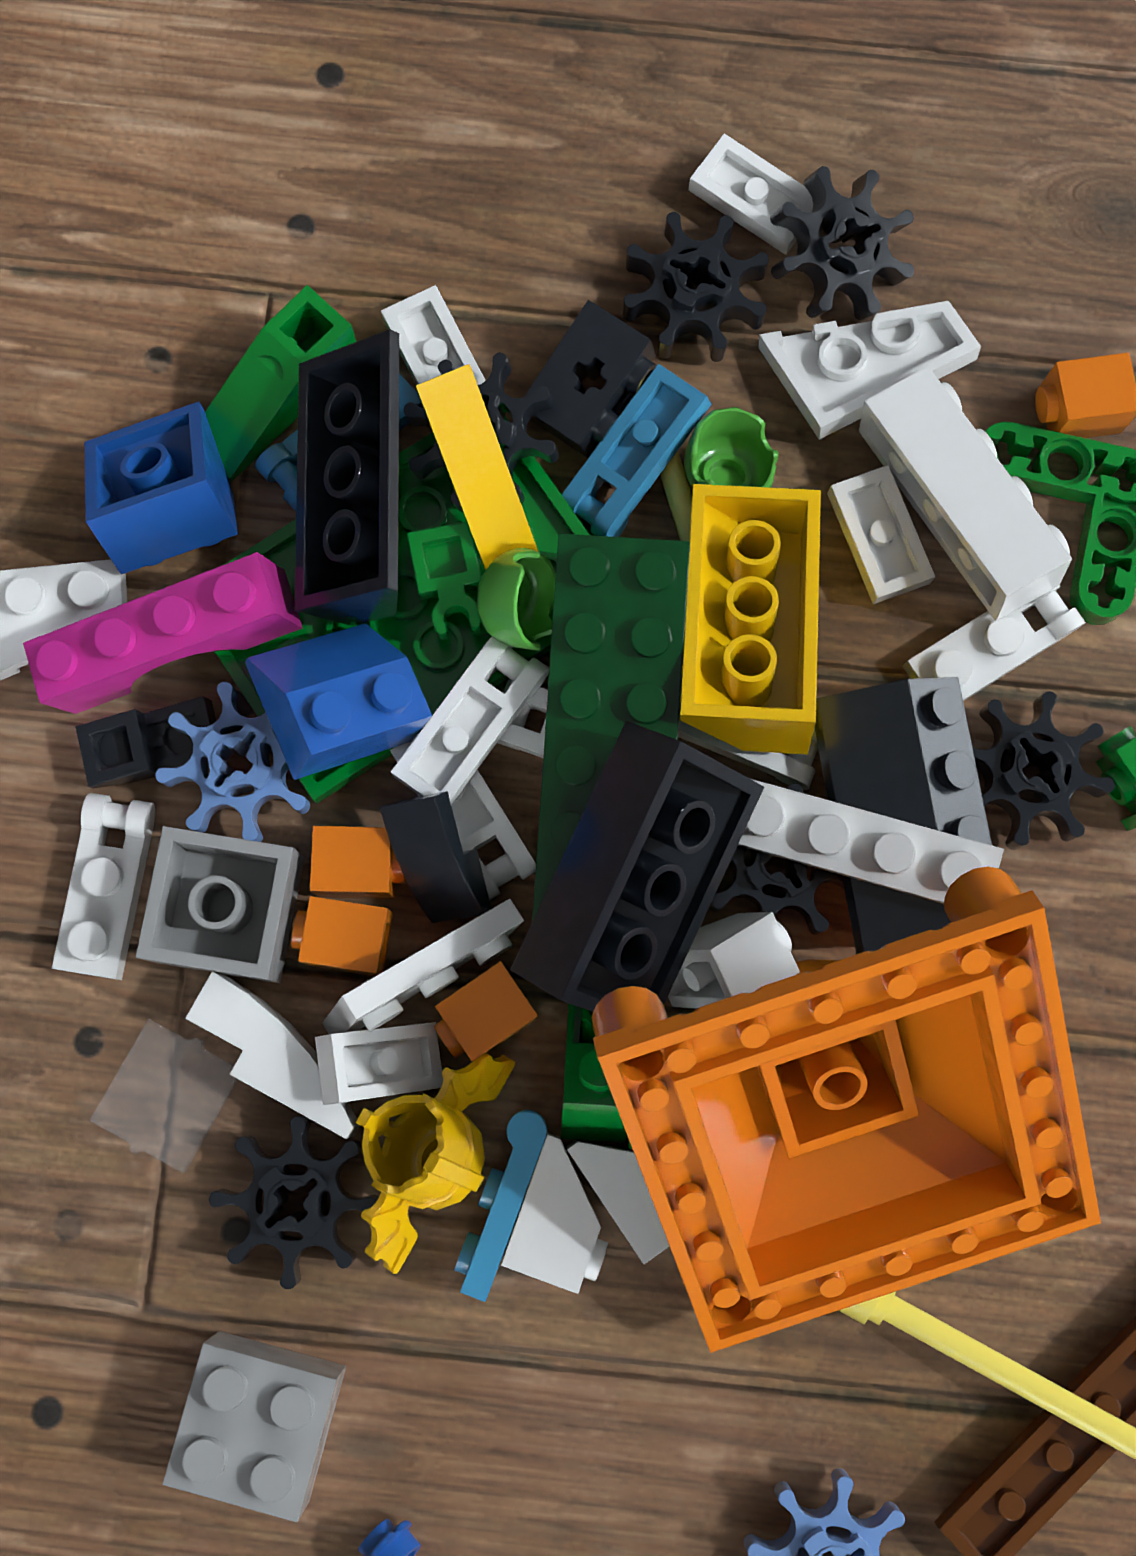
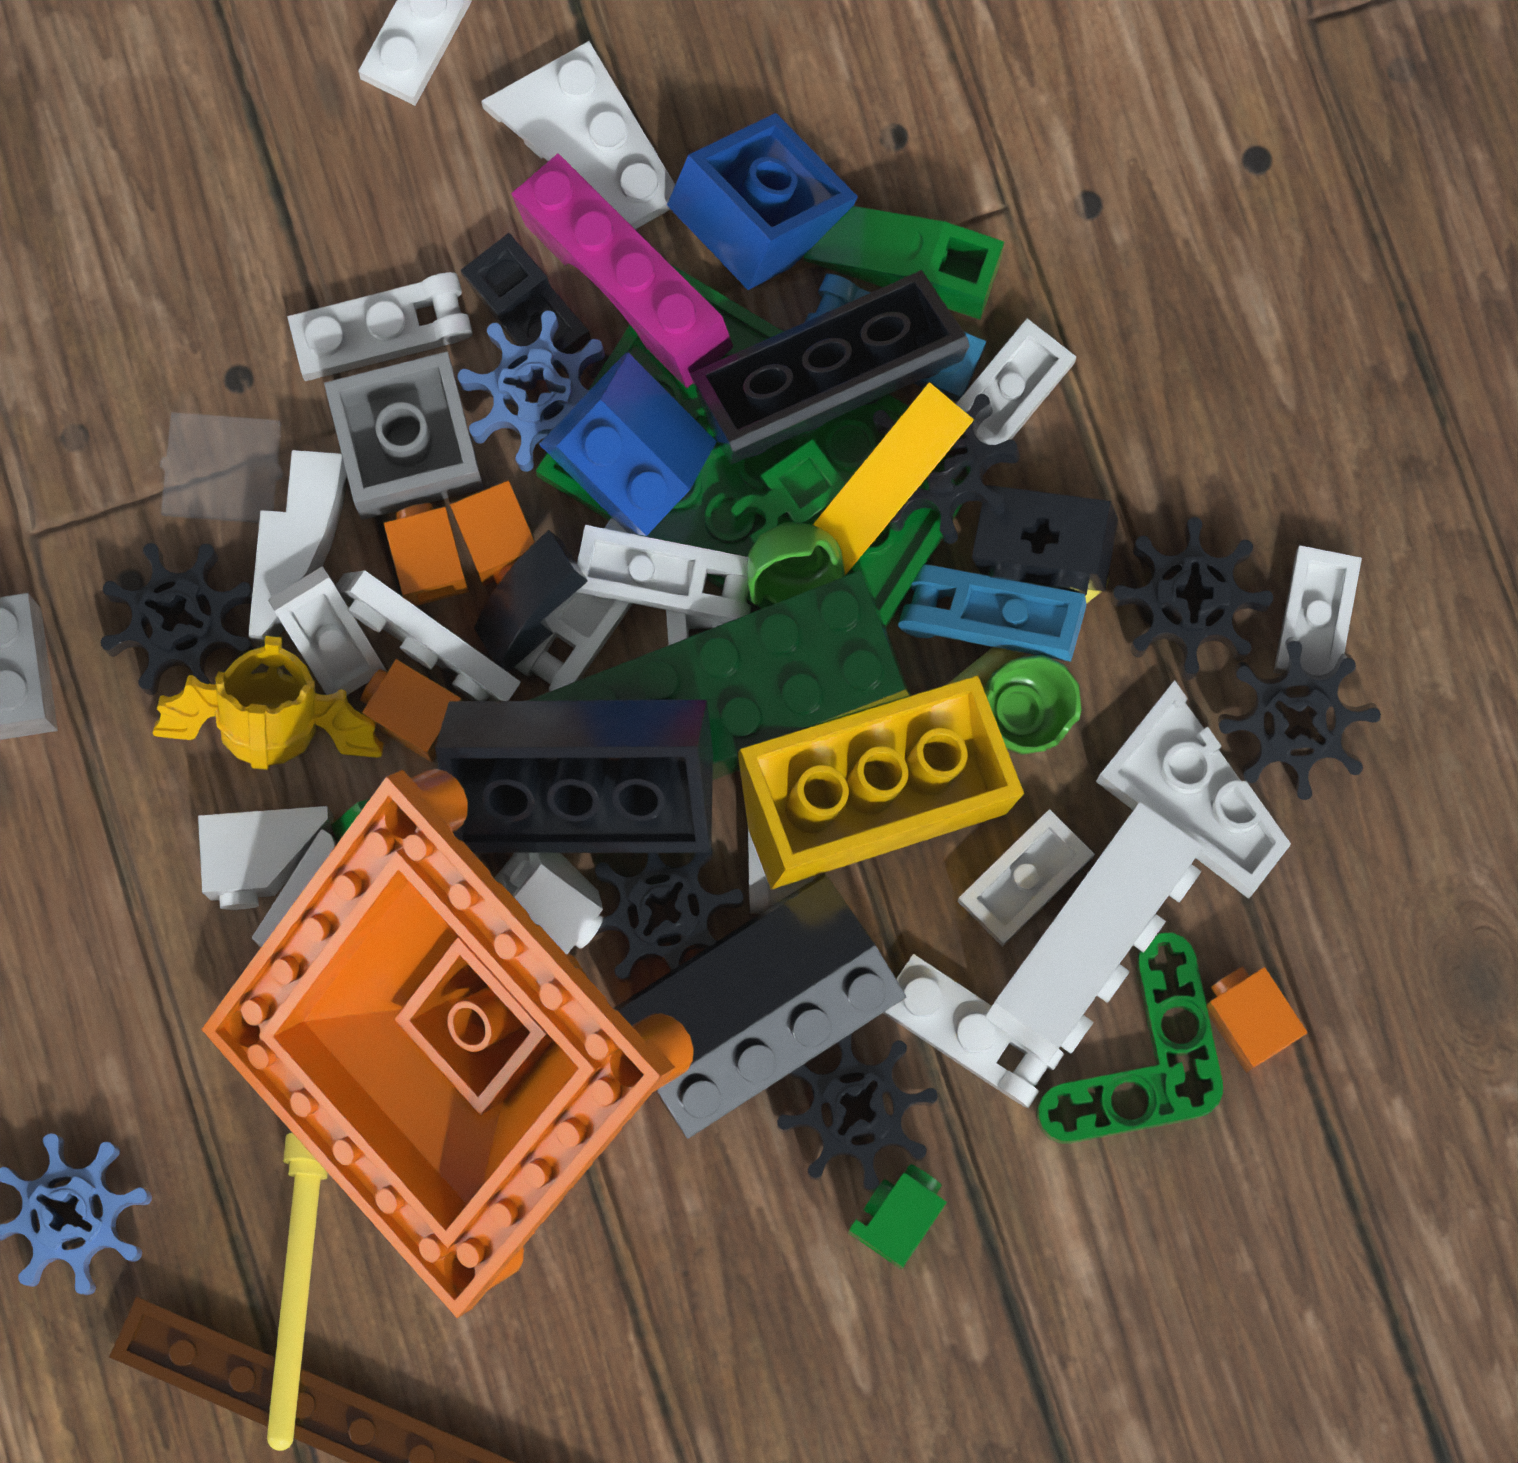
camera: 70 degrees right, 0 degrees up
(503, 1198) = (256, 793): dark azure plate -> none
(862, 843) = (703, 970): white plate -> none

